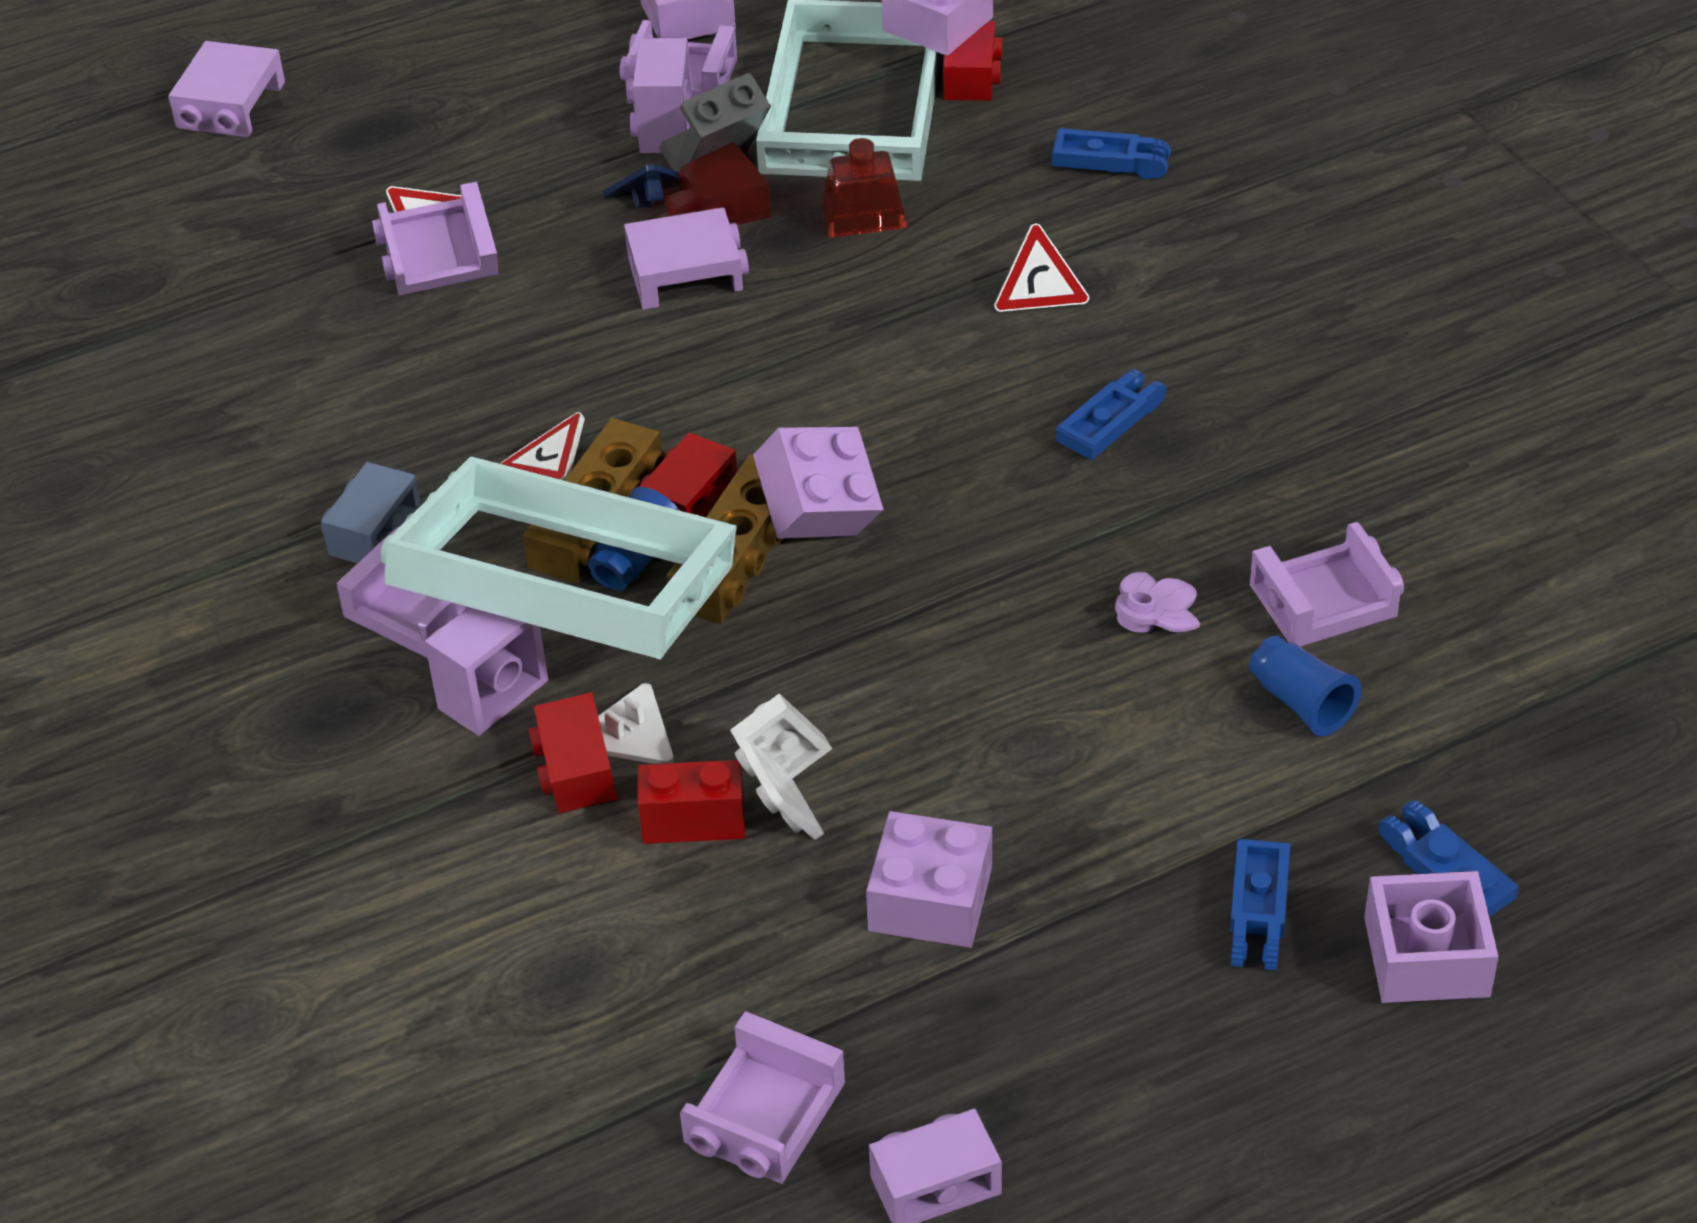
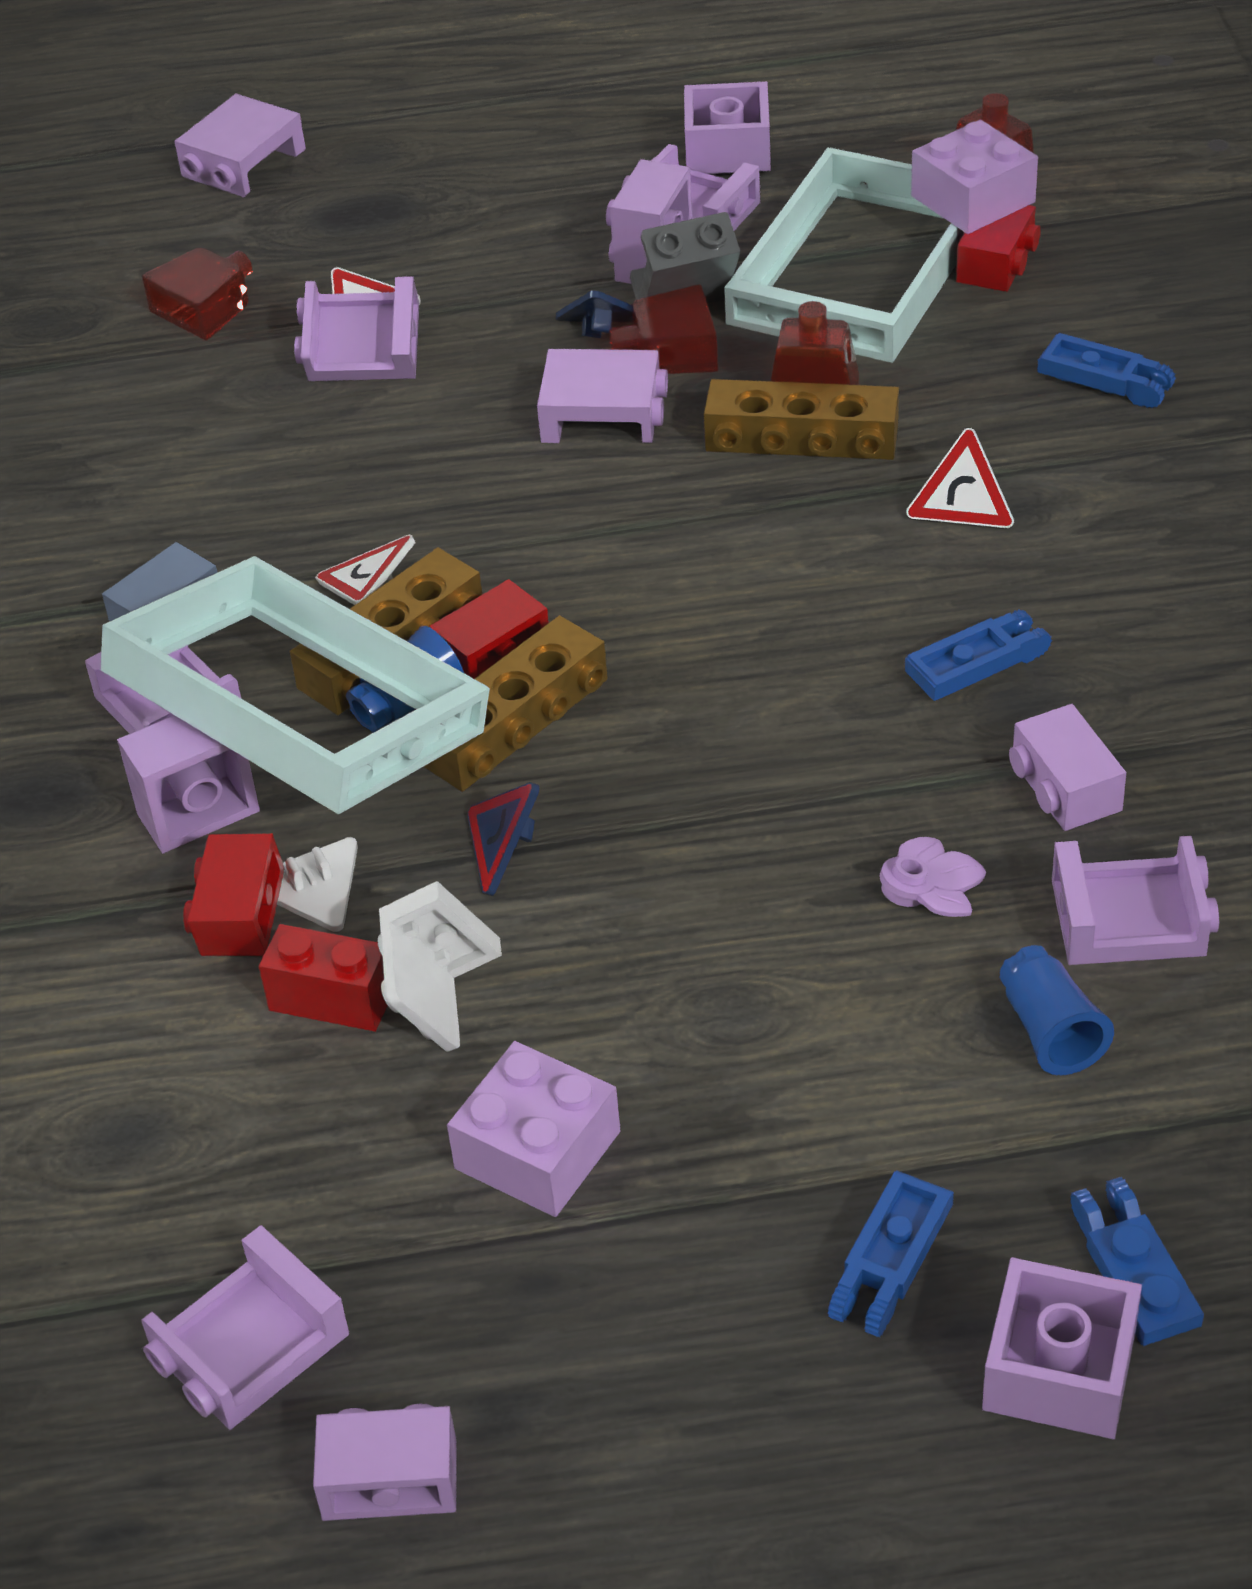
camera: 20 degrees right, 0 degrees up
(257, 232) = (199, 290): none -> clear red torso
(779, 645) = (497, 827): none -> piece
(817, 482) = (610, 660): lavender brick -> none
(872, 244) = (801, 419): none -> pearl gold brick
(1229, 489) = (1068, 767): none -> lavender brick

